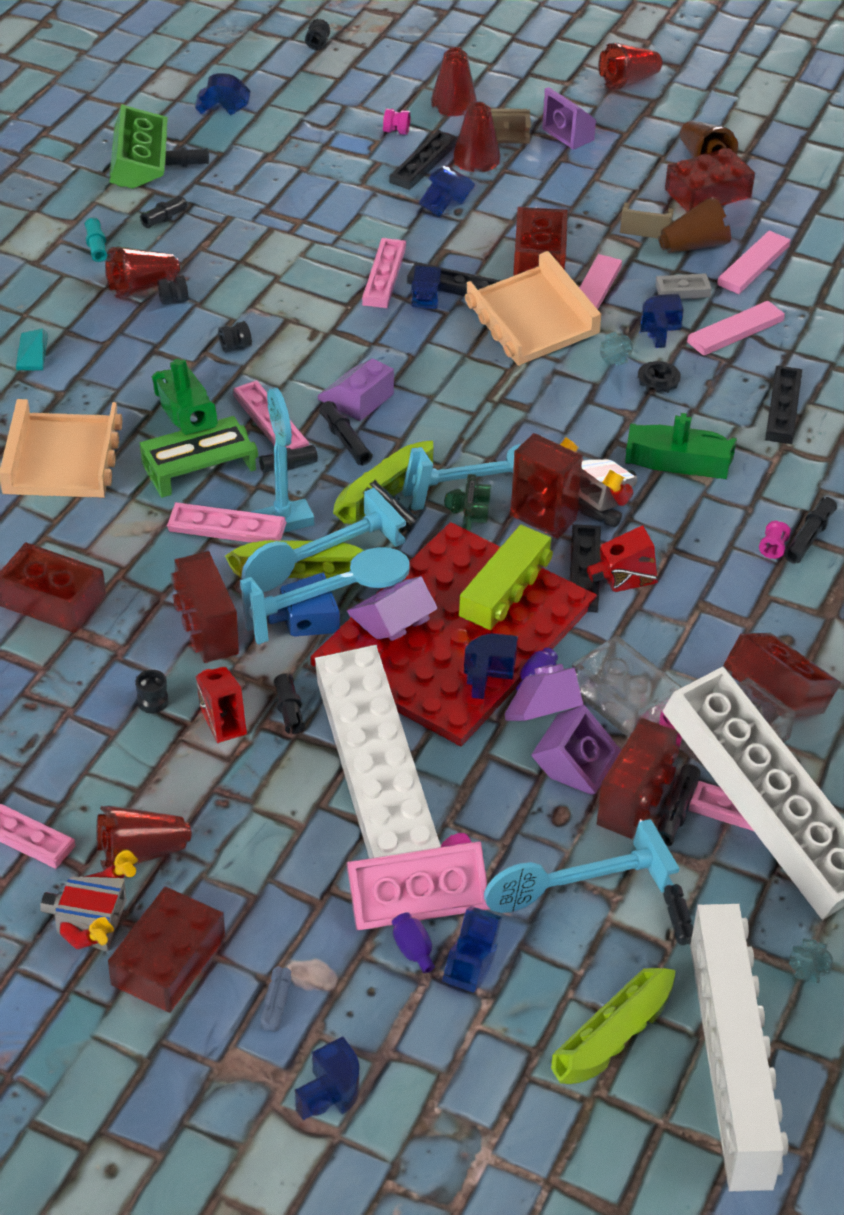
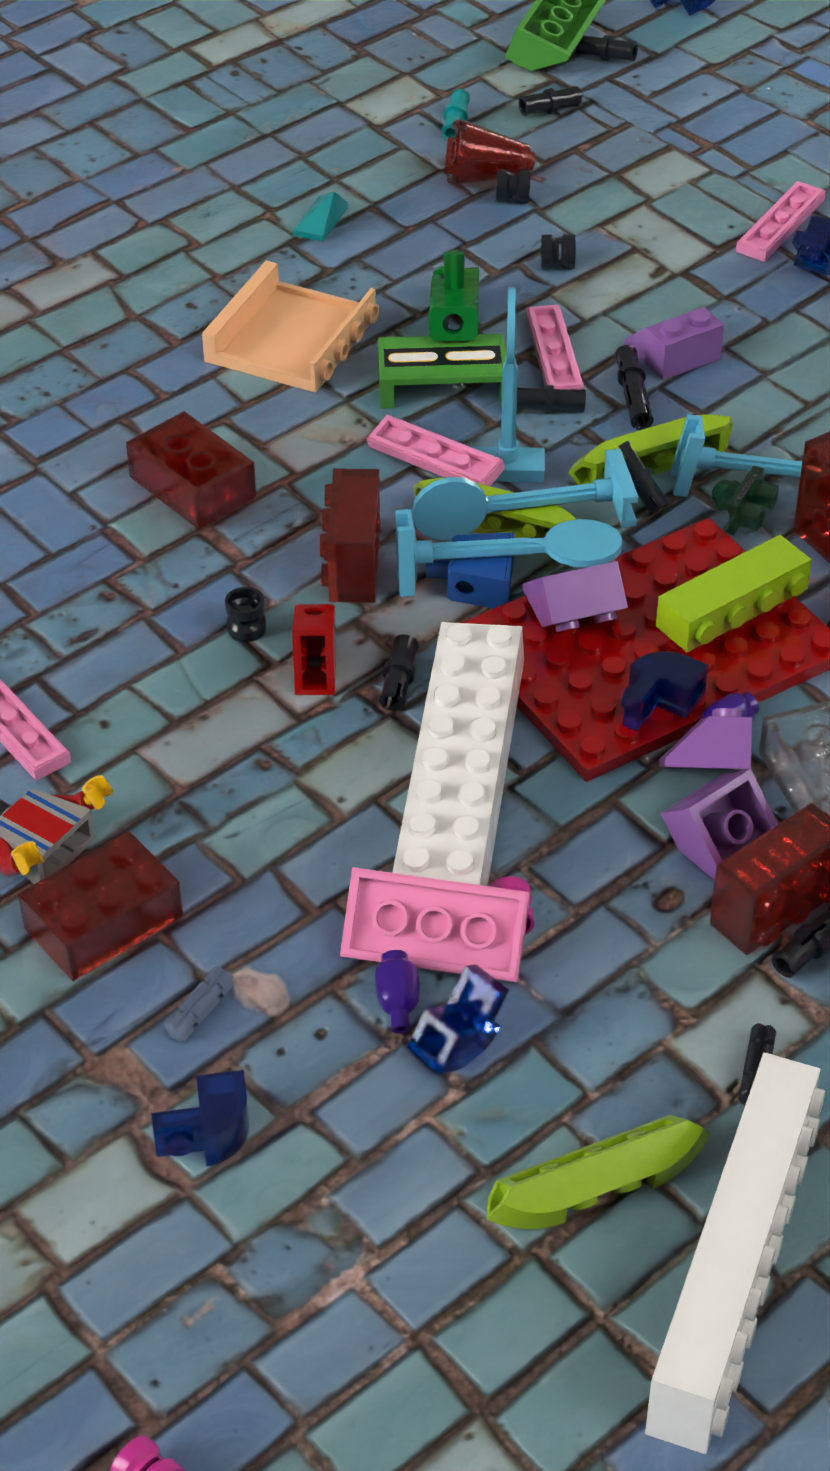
camera: 25 degrees right, 0 degrees up
(141, 832) = (142, 767): clear red cone -> none
(526, 882) = (567, 963): medium azure piece -> none

